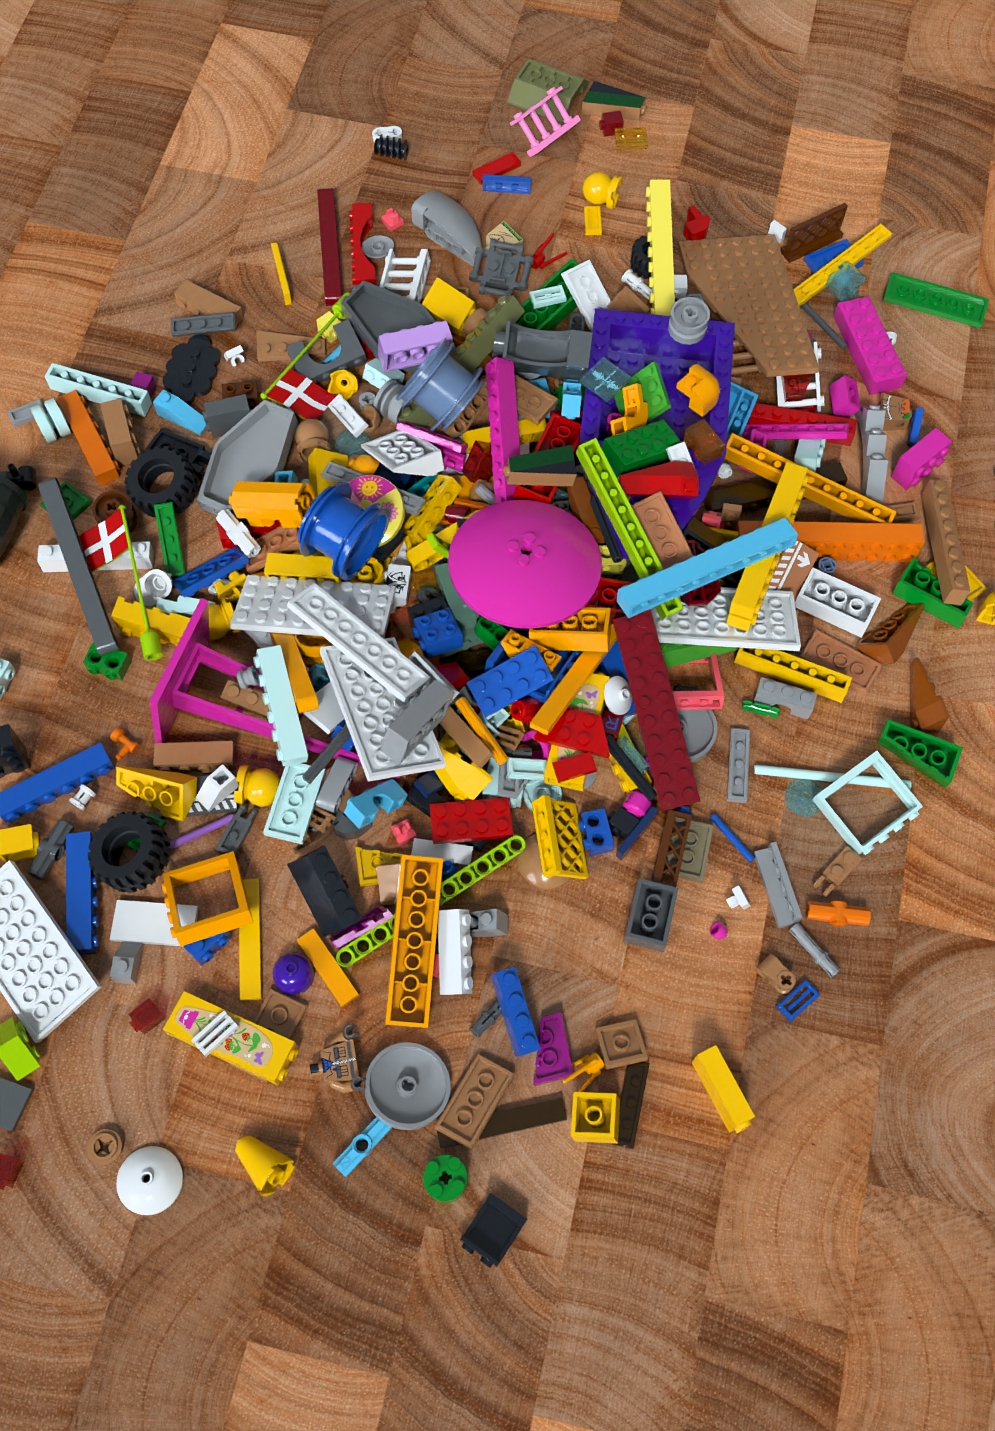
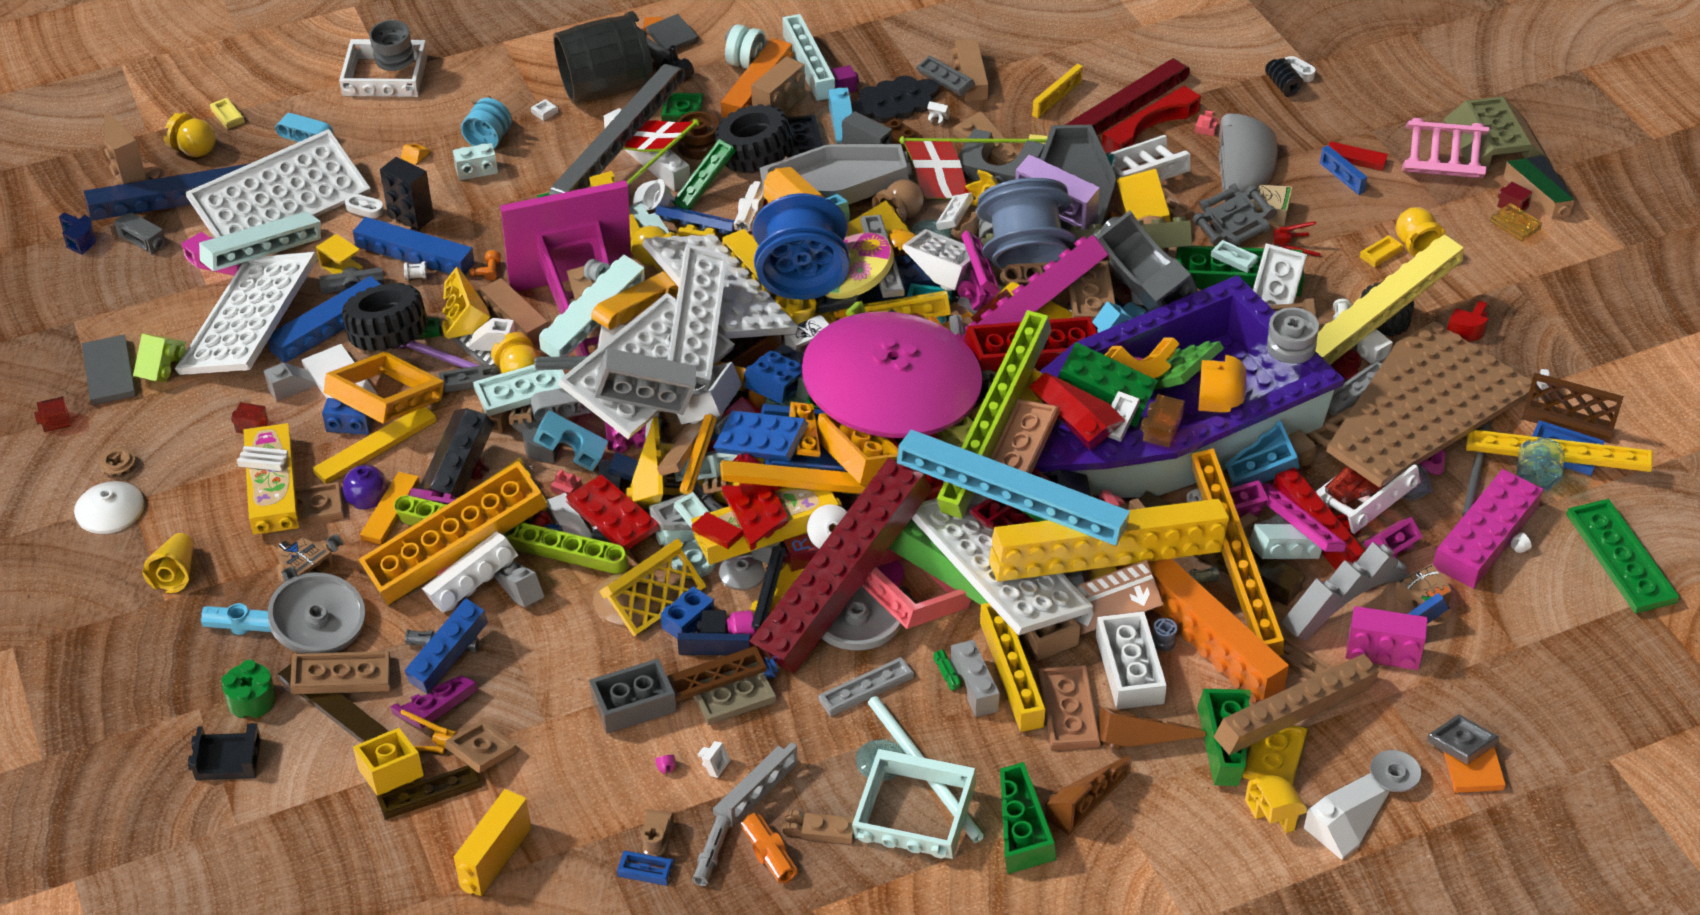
camera: 55 degrees right, 20 degrees down
(377, 246) = (1159, 127): light grey dish -> none
(542, 468) = (996, 322): slope -> none
(605, 379) = (1158, 320): clear light blue tile -> none
(633, 755) = (785, 581): clear light blue tile -> none
(732, 838) = (779, 723): blue bar -> none

